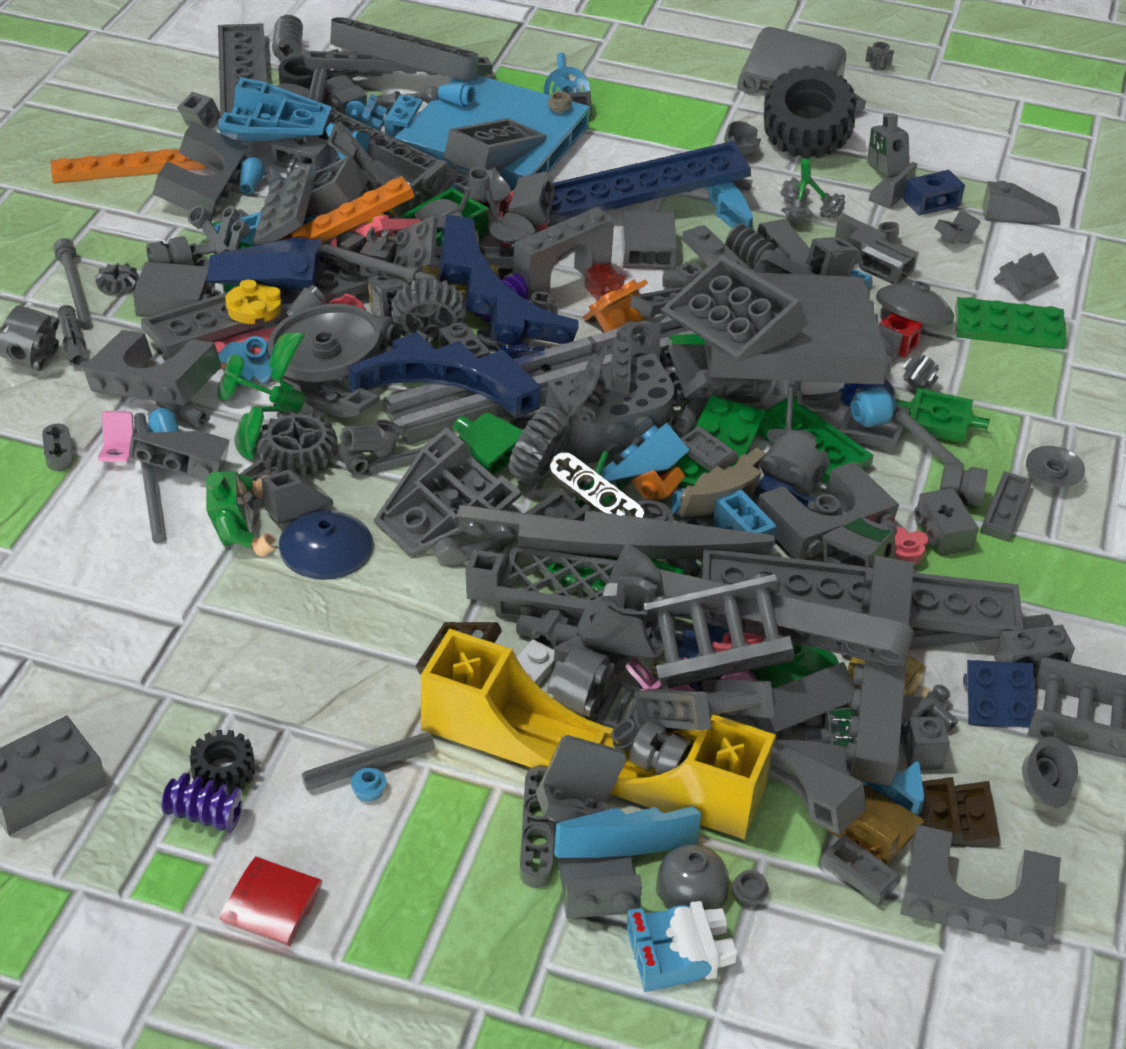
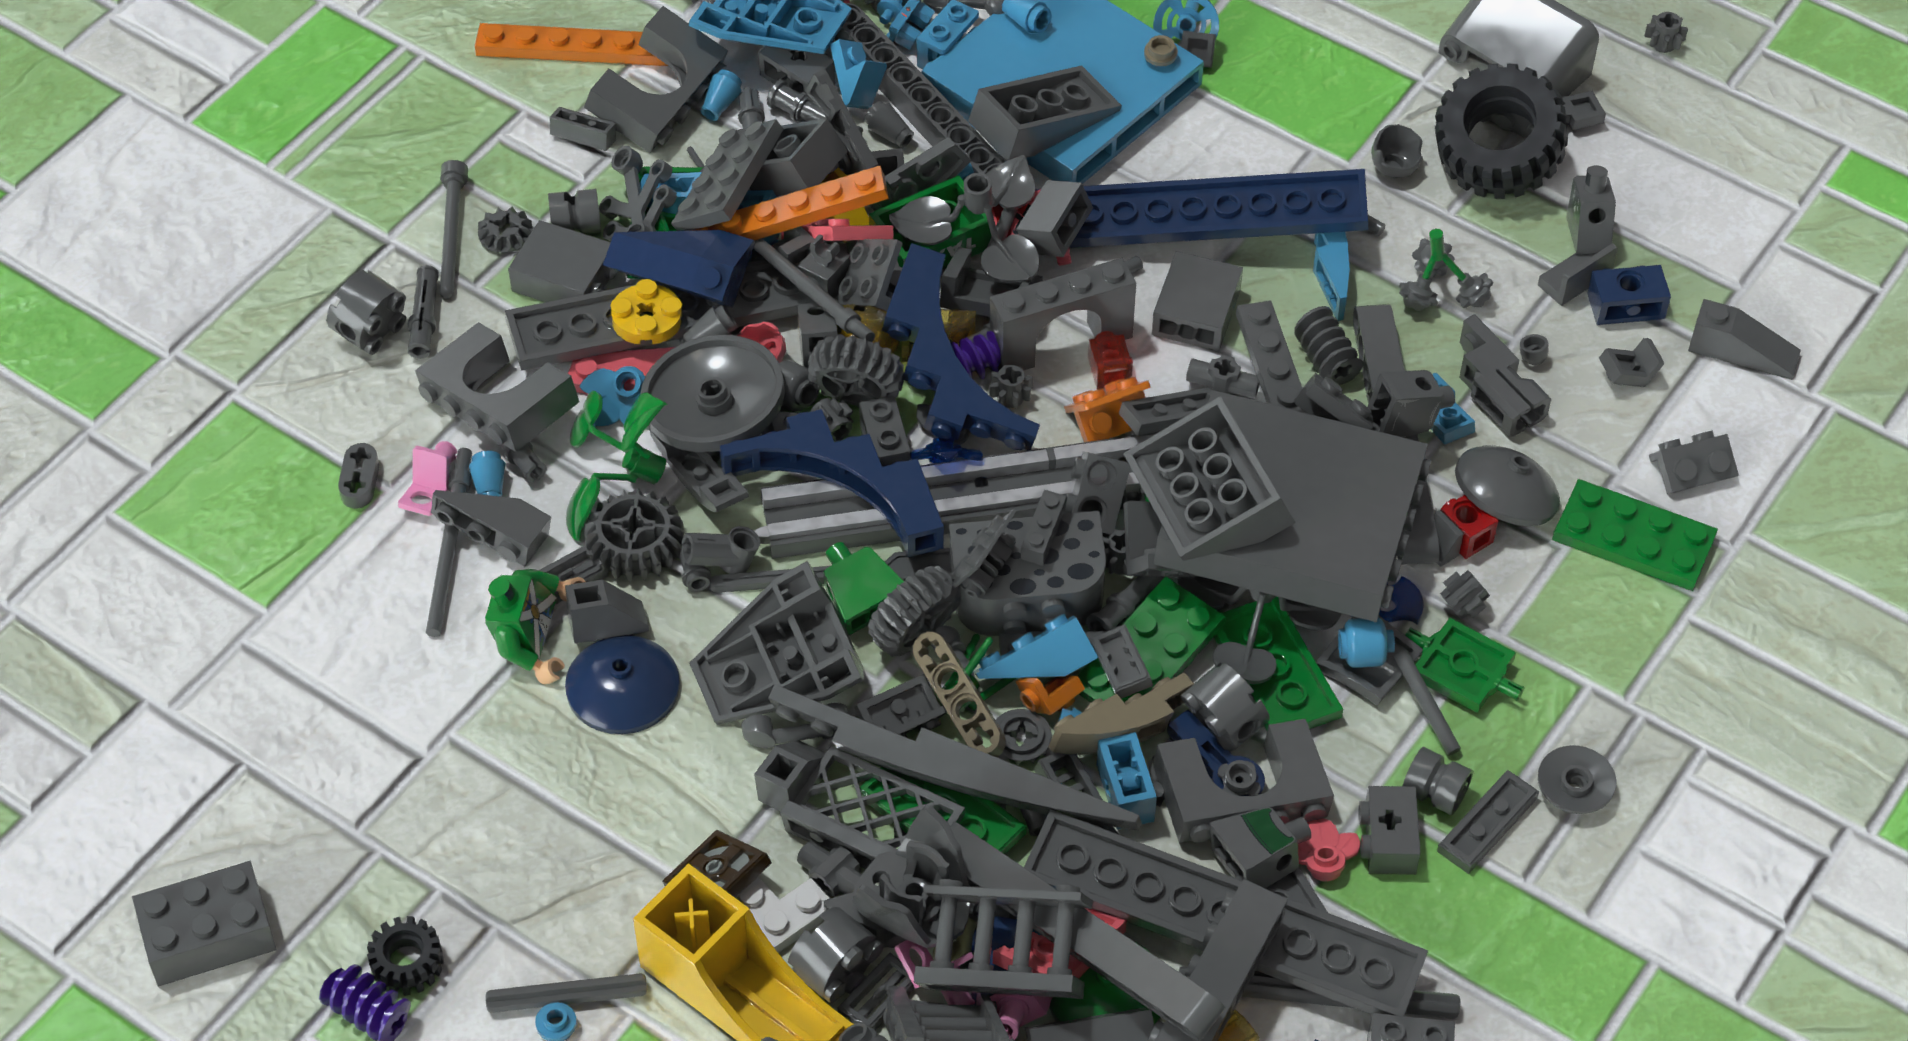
camera: 20 degrees right, 10 degrees up
(154, 209) = (582, 128): none -> dark grey piece

